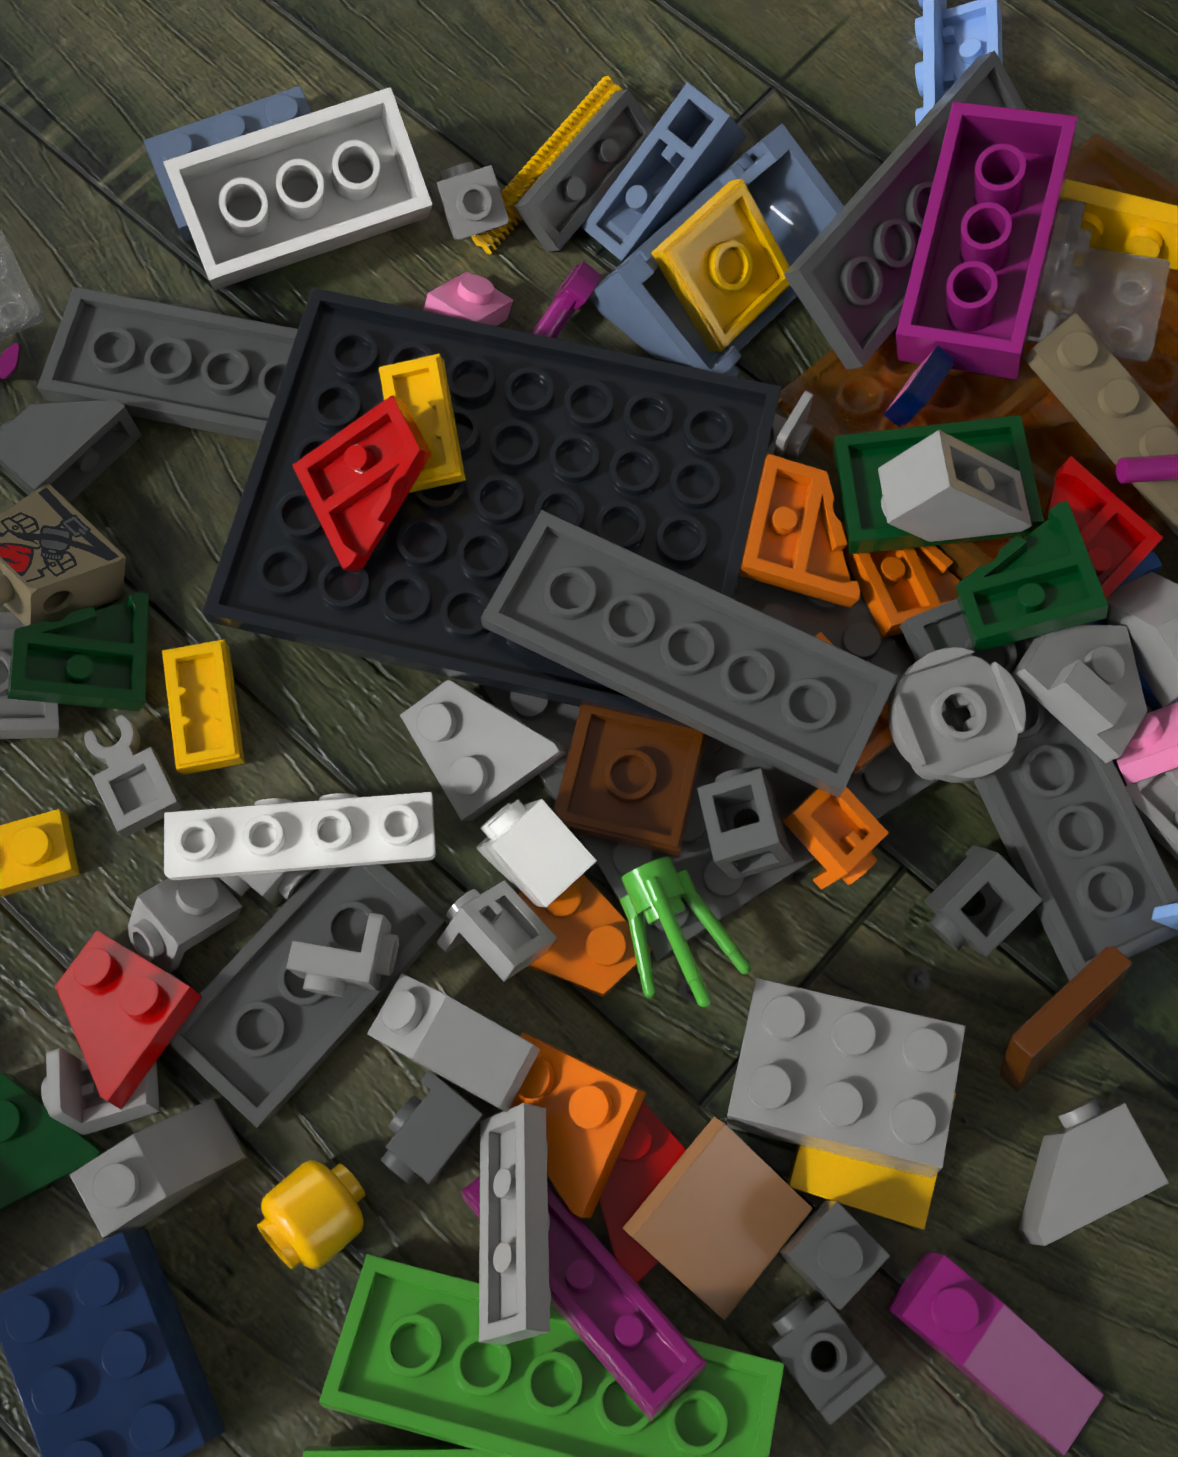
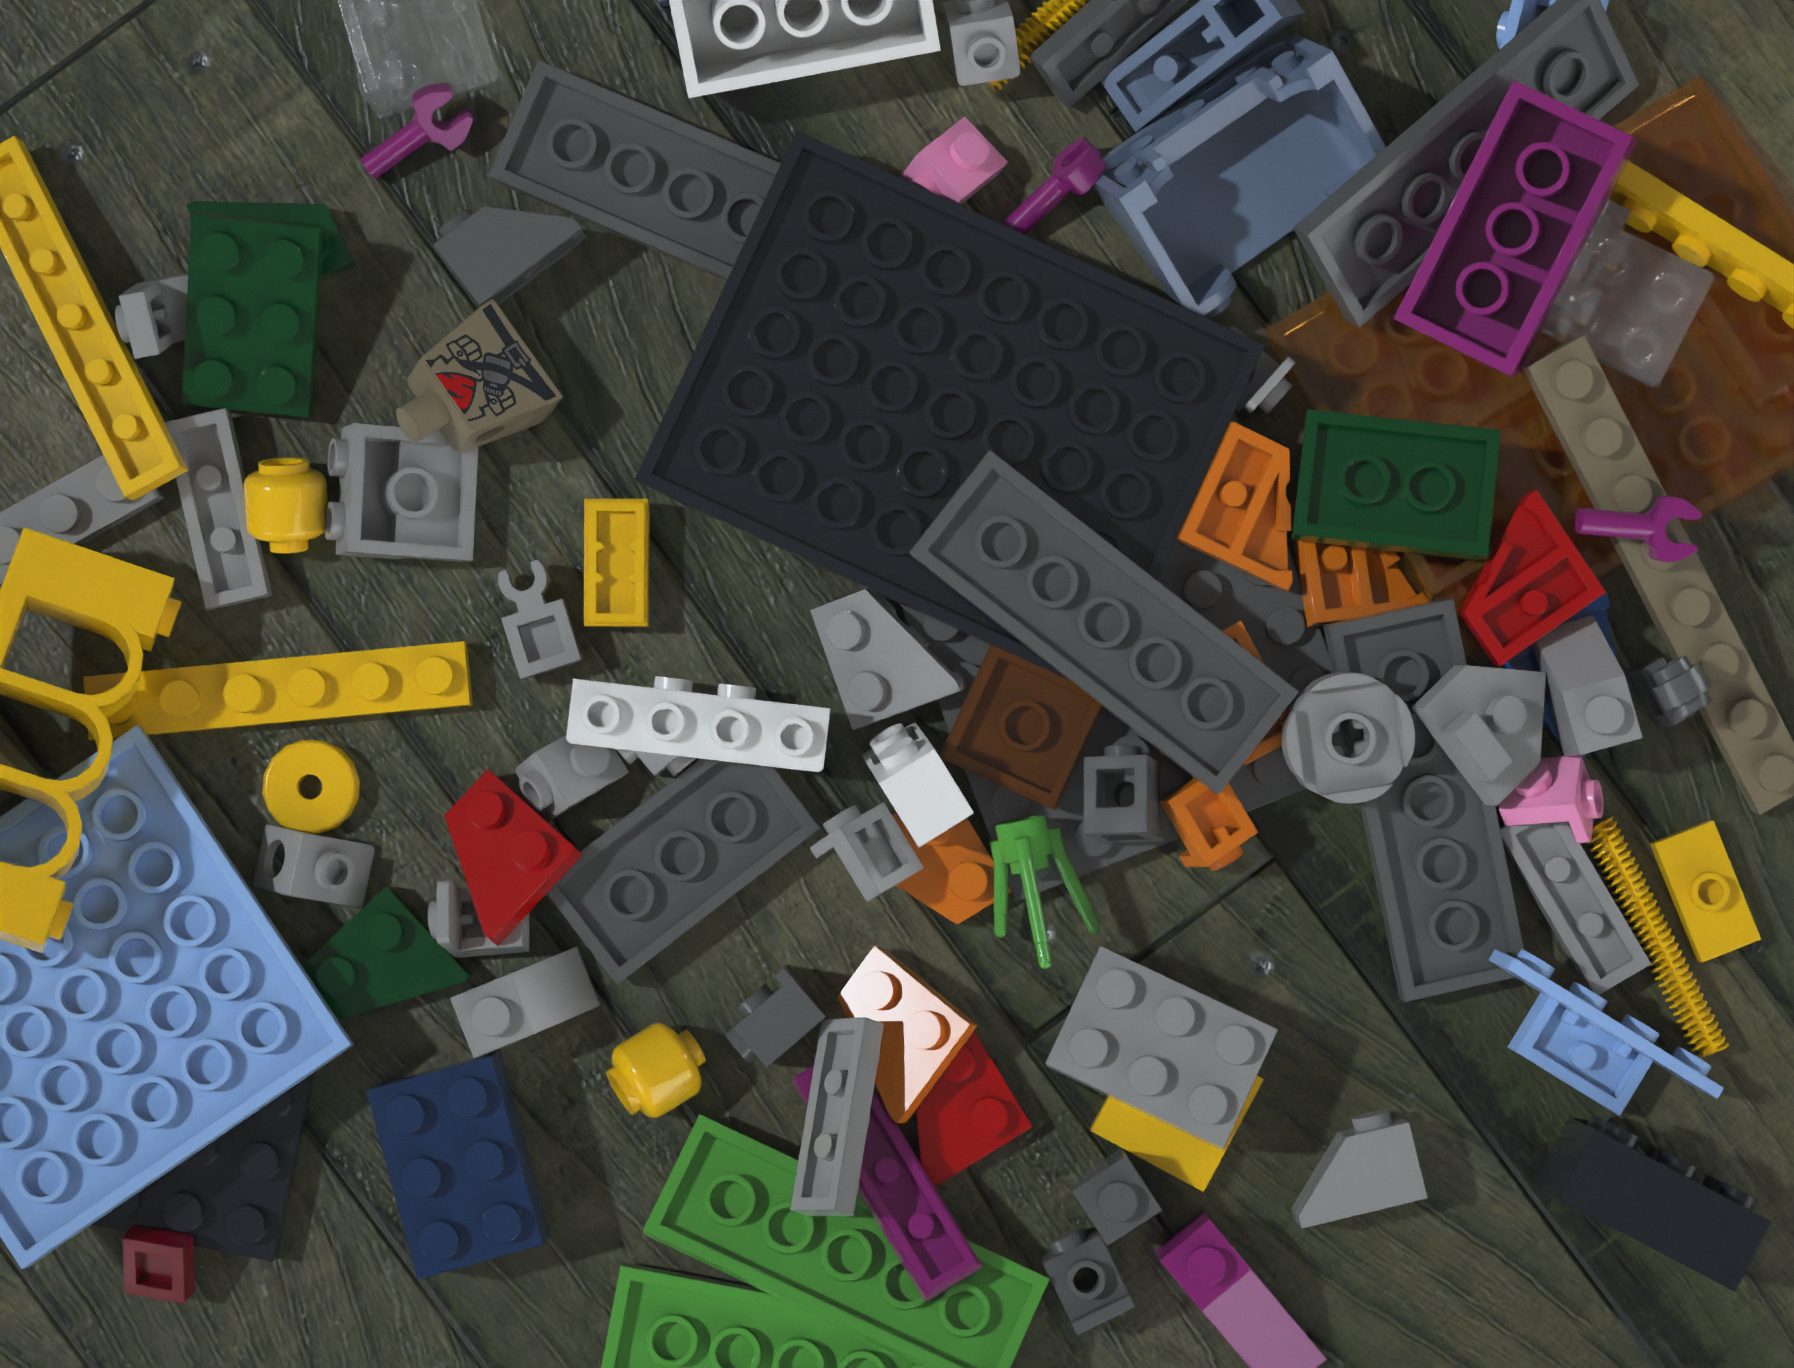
camera: 10 degrees right, 15 degrees up
(84, 657) = (509, 492): dark green wing -> none
(332, 969) = (709, 860): light grey bracket -> none
(363, 478) = (818, 381): red wing -> none
(426, 393) = (886, 326): yellow plate -> none
(454, 1042) = (810, 947): light grey slope -> none
(718, 1217) = (1019, 1146): medium nougat tile -> none
(724, 265) = (1240, 185): yellow tile -> none
(920, 387) = (1409, 370): clear blue tile -> none
(952, 492) = (1401, 516): light grey slope -> none
(1000, 903) = (1344, 924): dark grey brick -> none
(1033, 586) = (1455, 624): dark green wing -> none
(1063, 1017) = (1374, 1036): reddish brown tile -> none

